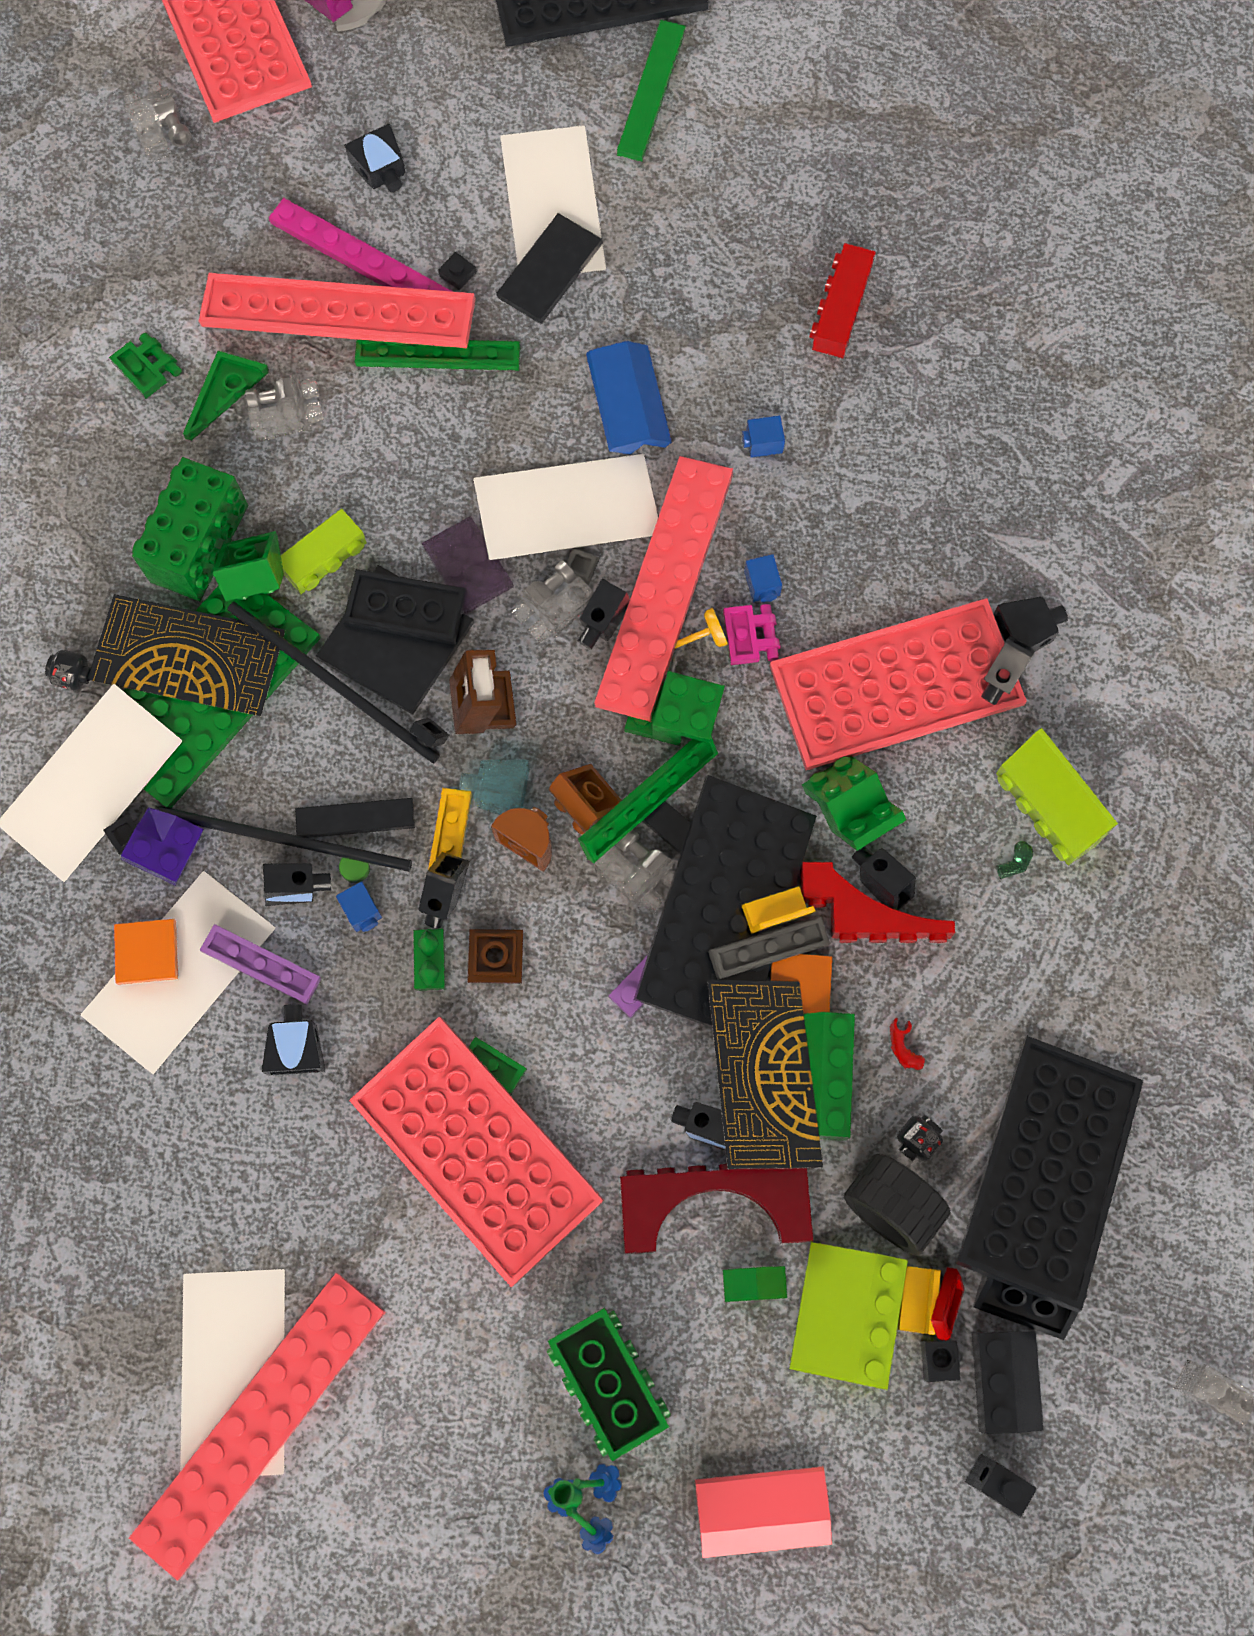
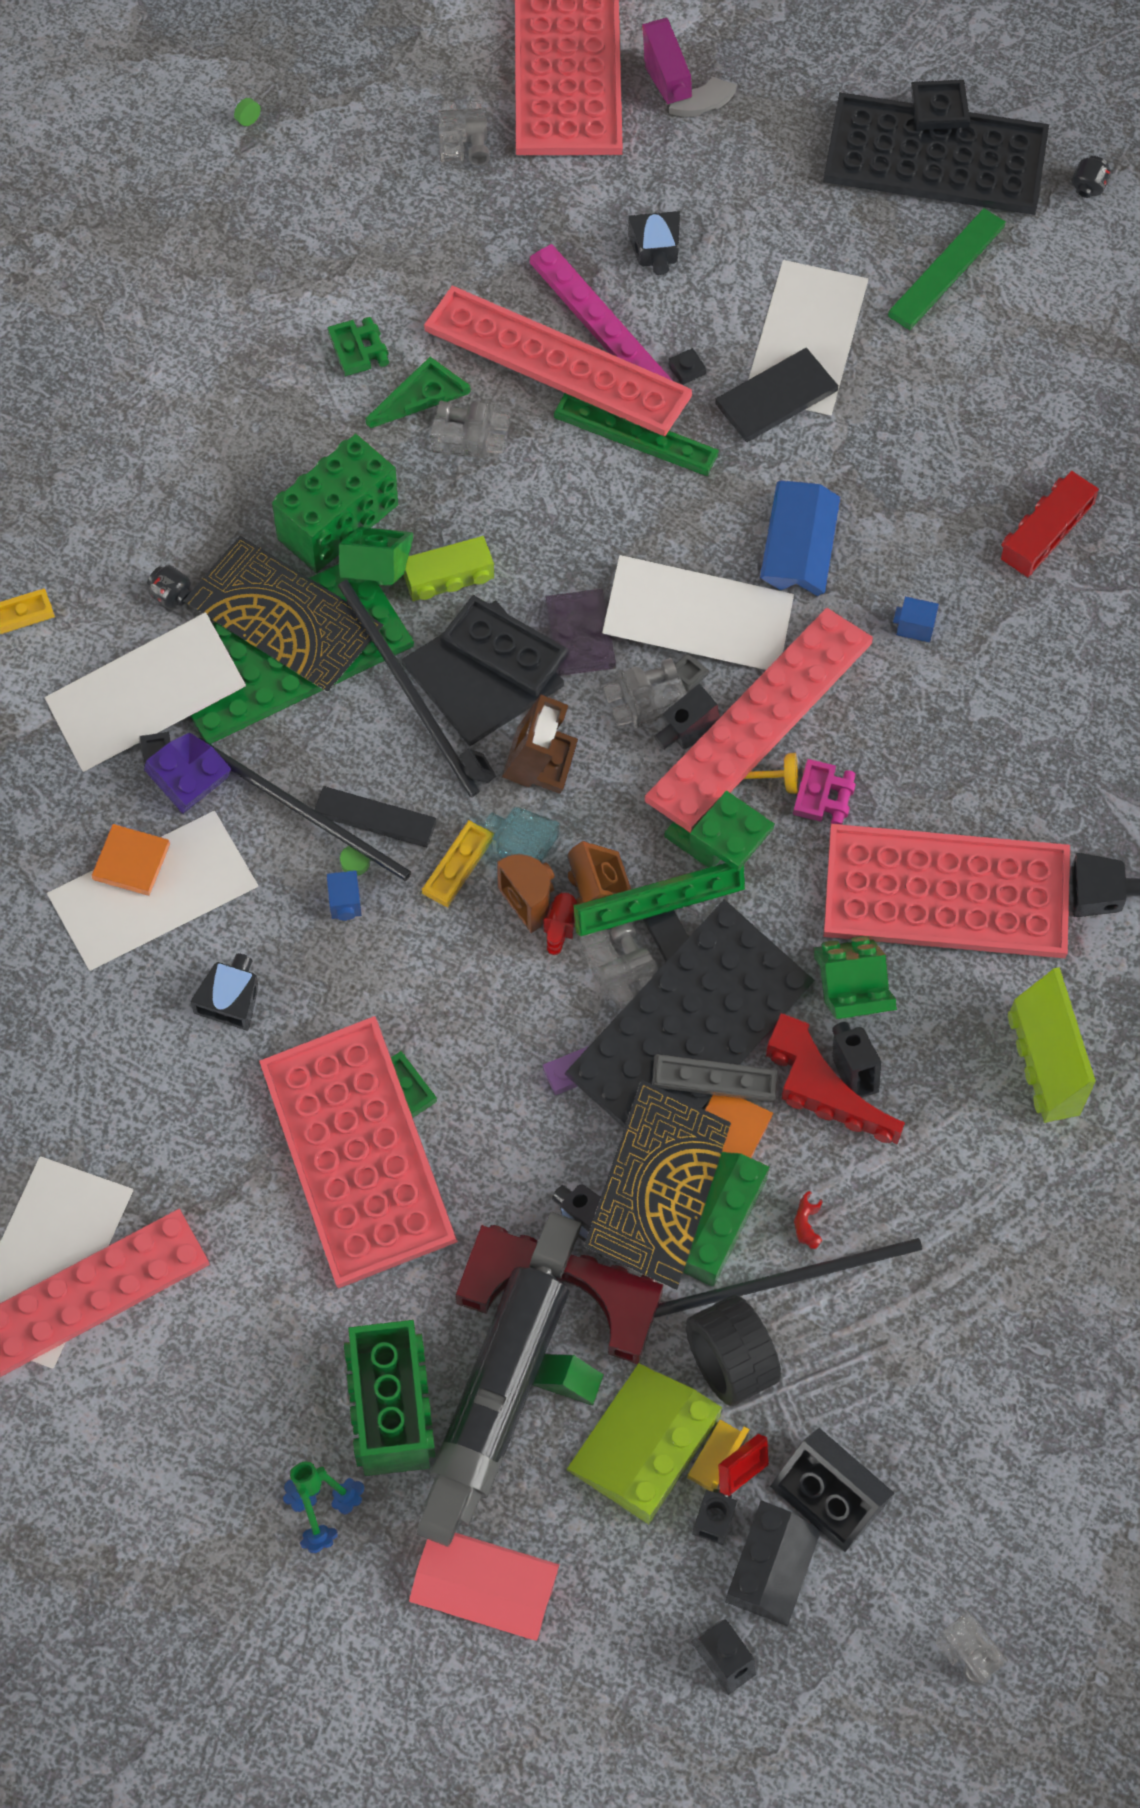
camera: 20 degrees right, 10 degrees down
(260, 964) = (230, 910): medium lavender plate -> none
(281, 880) = (290, 848): black torso -> none
(429, 959) = (388, 968): green tile -> none
(442, 888) = (428, 906): black torso -> none
(503, 972) = (452, 1004): reddish brown piece -> none
(567, 852) = (559, 922): none -> red arm
(701, 1328) = (499, 1384): none -> piece
(763, 579) = (858, 746): blue brick -> none
(776, 910) = (736, 1046): yellow panel -> none
(909, 1103) = (788, 1277): none -> black piece
(920, 1138) = (784, 1308): head -> none
(1012, 657) = (1068, 907): torso -> none
(1019, 863) = (995, 1099): clear green arm -> none
(1051, 1174) = (896, 1384): black plate -> none

